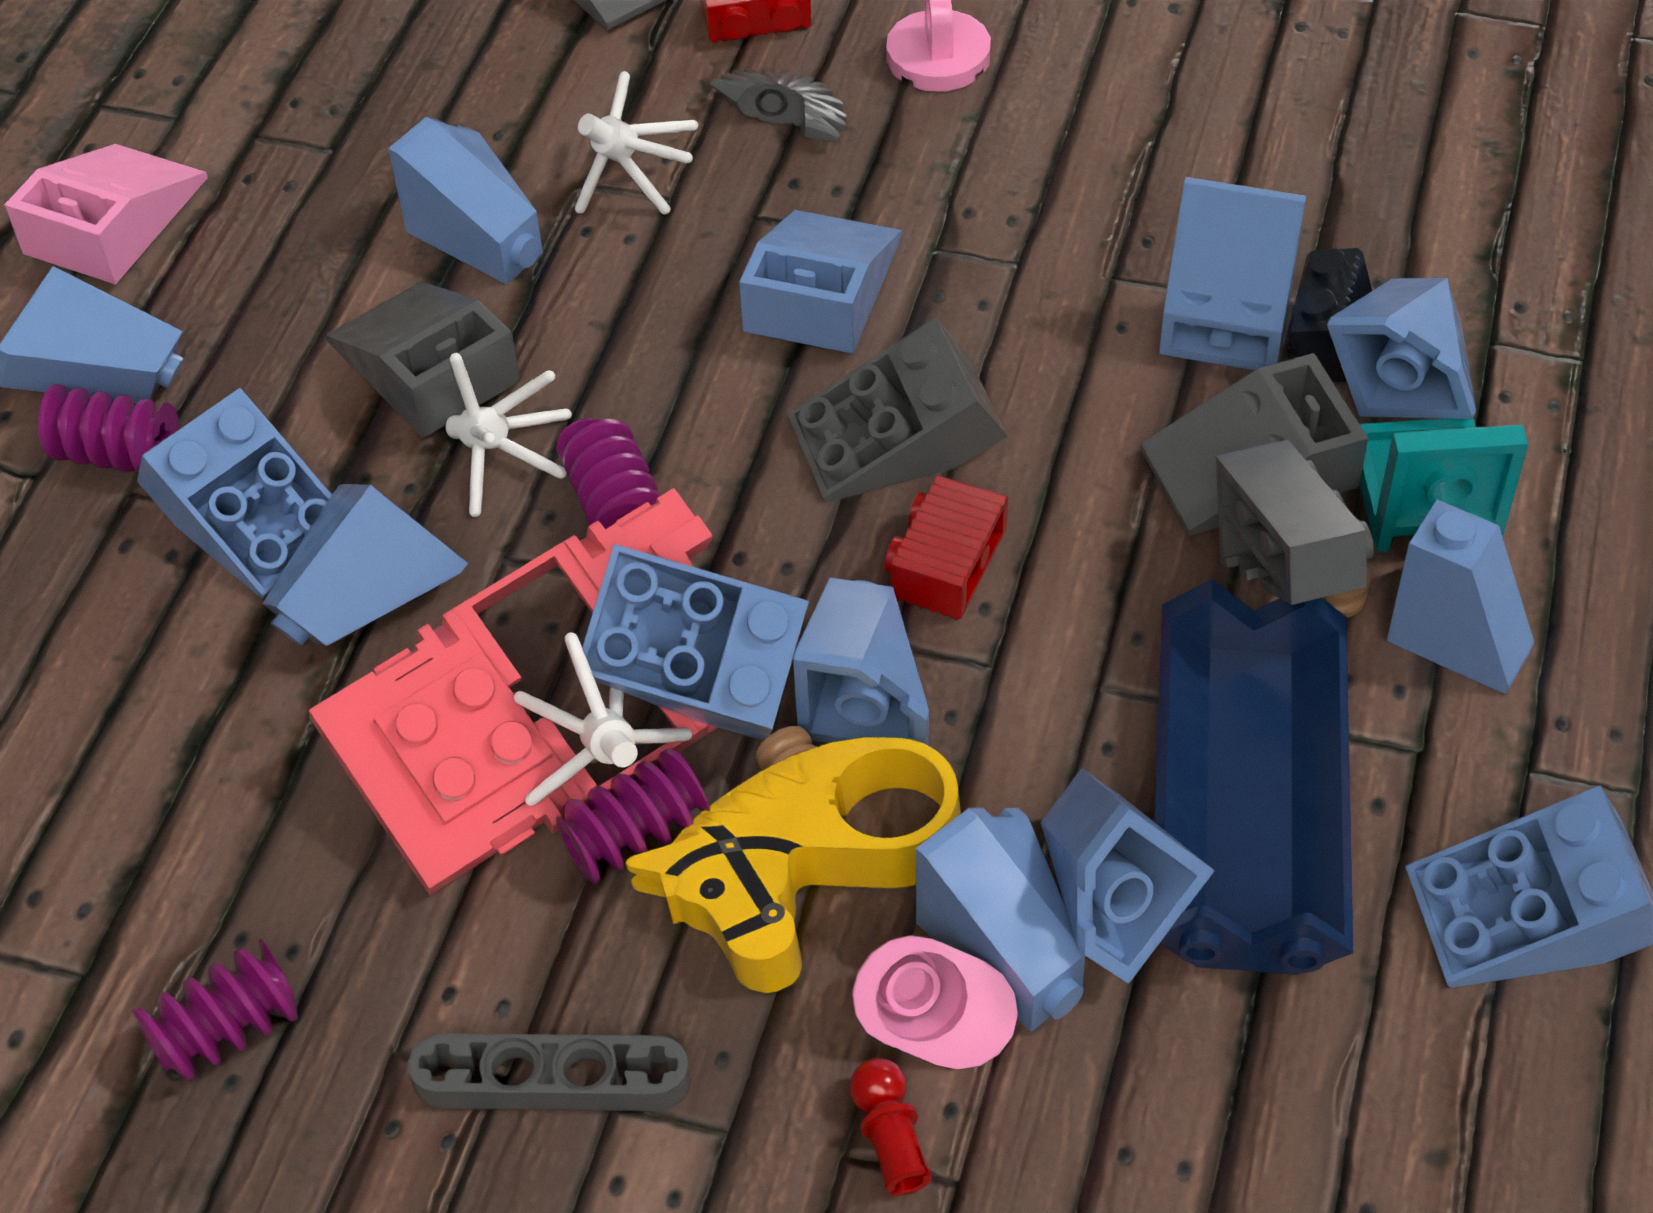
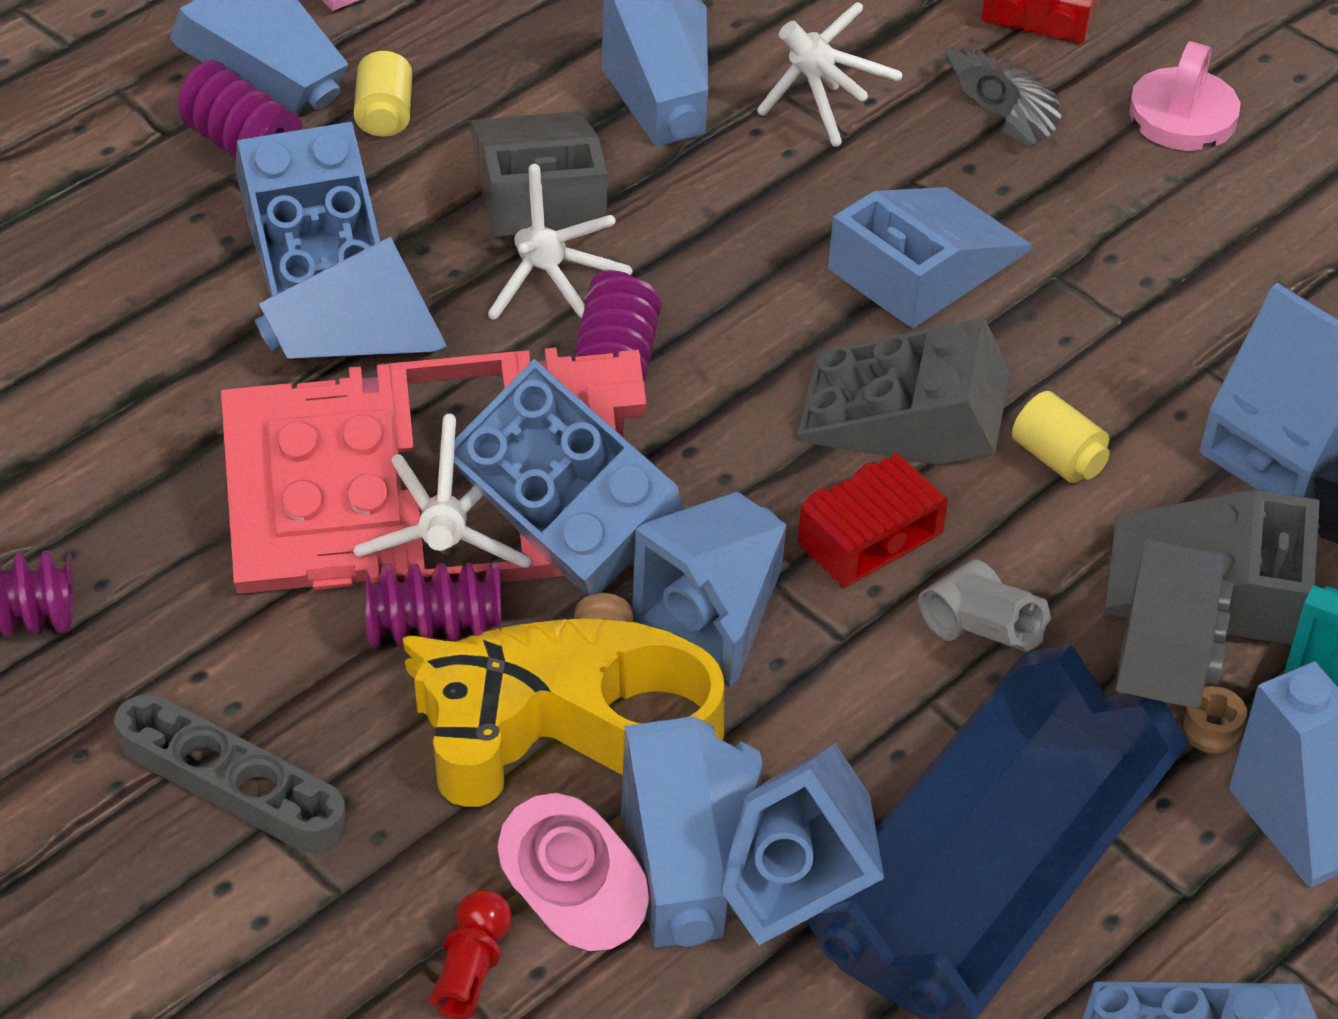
camera: 25 degrees right, 5 degrees down
(228, 345) = (383, 93): none -> light yellow brick
(1053, 395) = (1061, 437): none -> light yellow brick
(1087, 578) = (979, 603): none -> light grey piece

